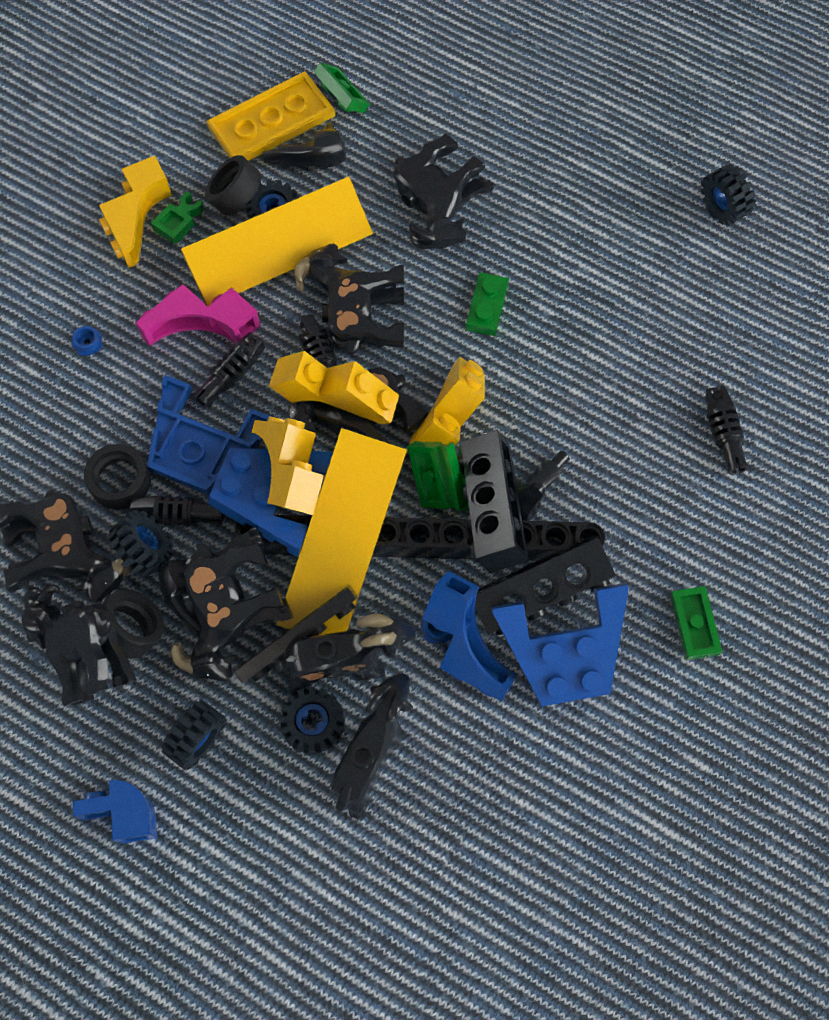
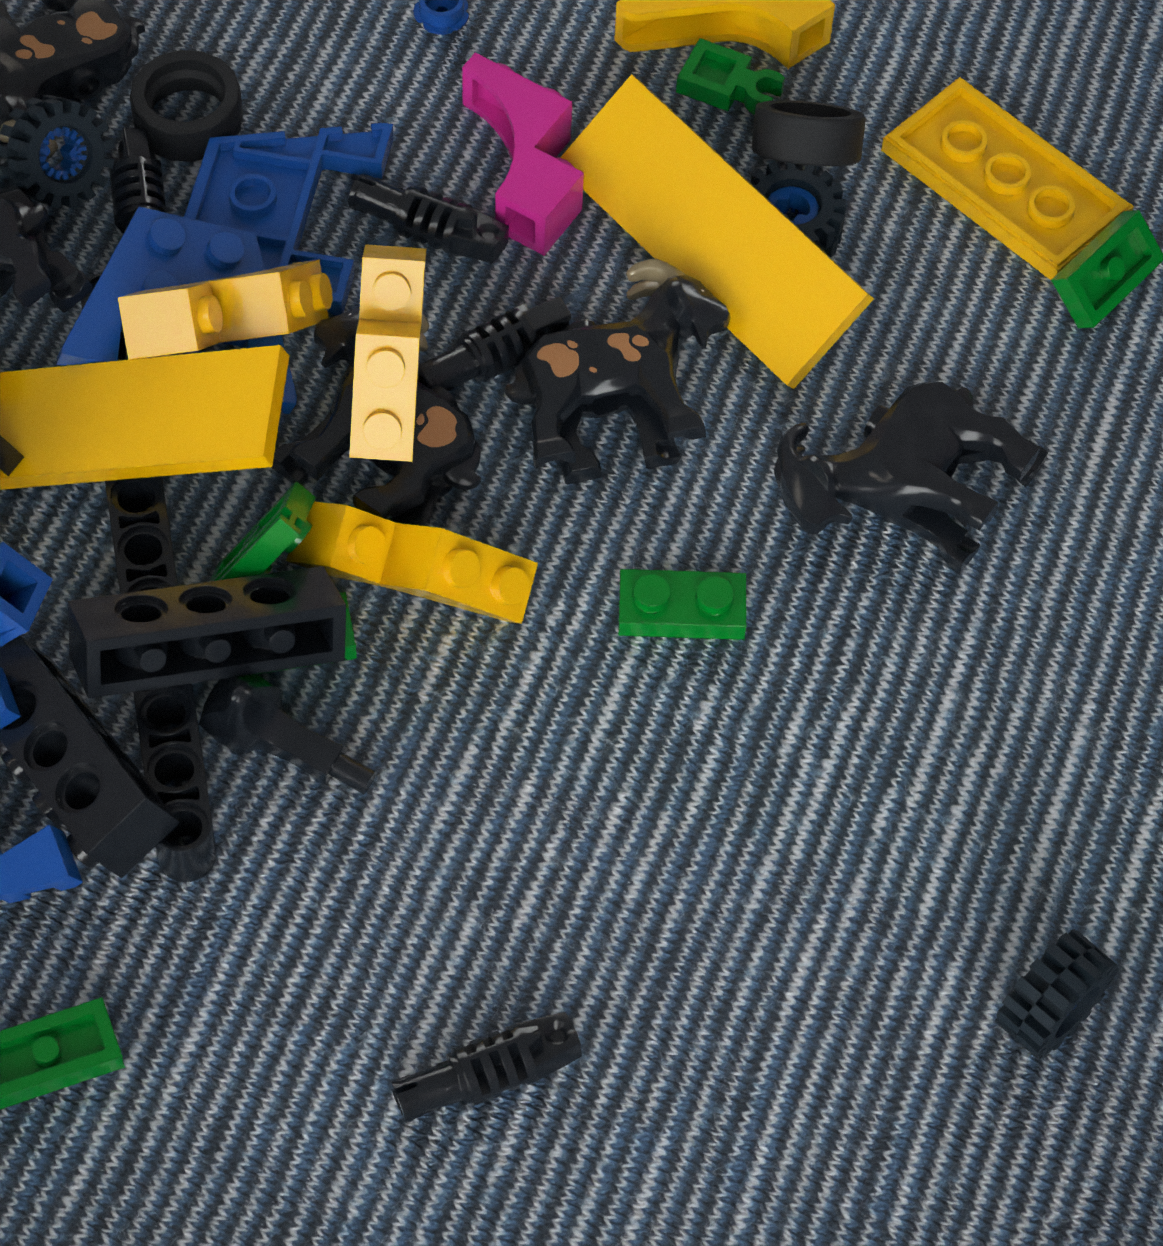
camera: 75 degrees right, 10 degrees down
(323, 152) = (949, 263): black animal -> none

